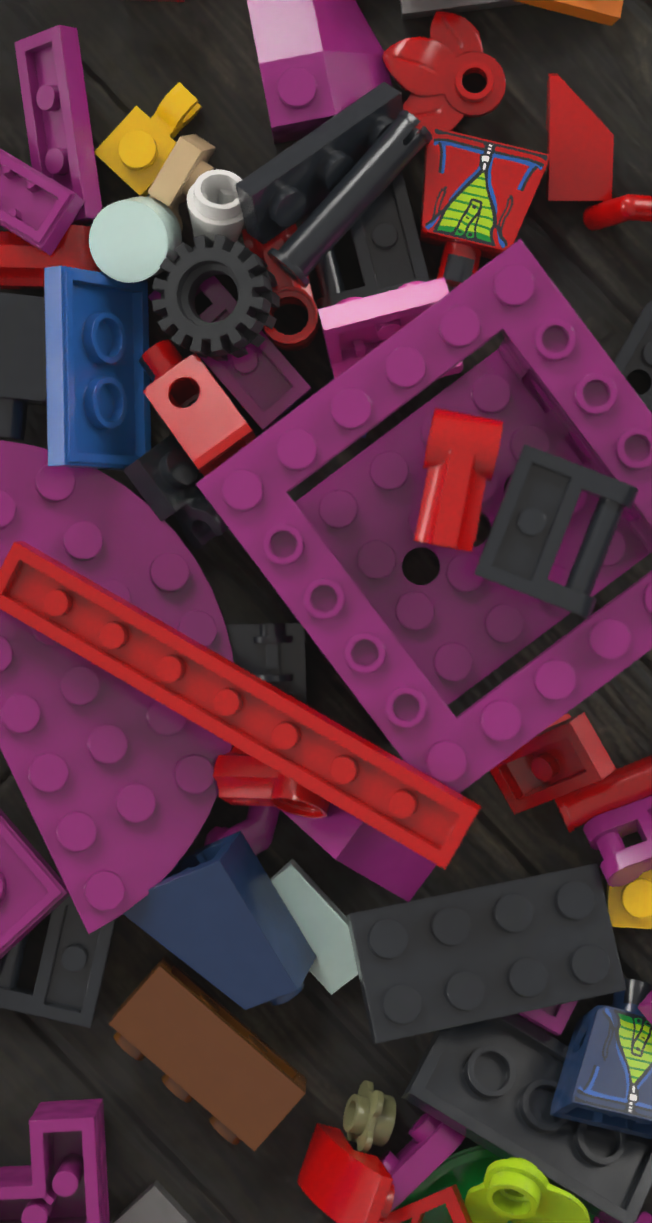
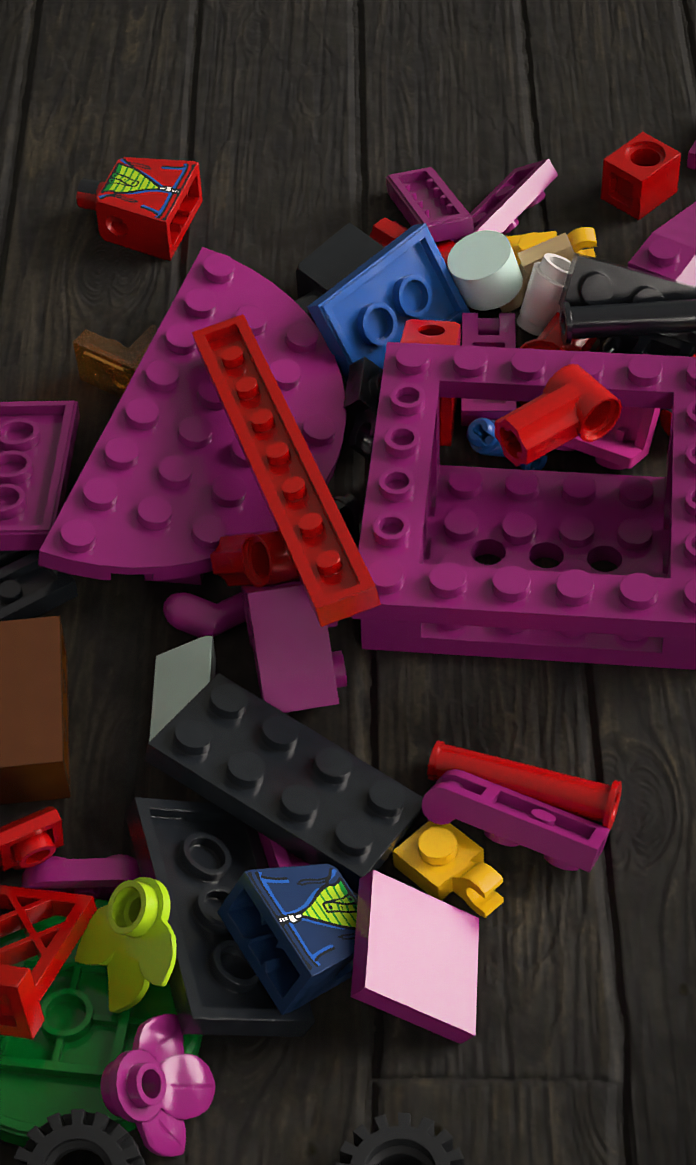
camera: 45 degrees right, 40 degrees down
(185, 277) = (504, 310): black tyre -> none
(228, 924) = (133, 632): dark blue slope -> none
(369, 1117) = (87, 834): olive plate -> none
(534, 523) = (589, 471): black plate -> none
(553, 764) = (461, 710): red slope -> none

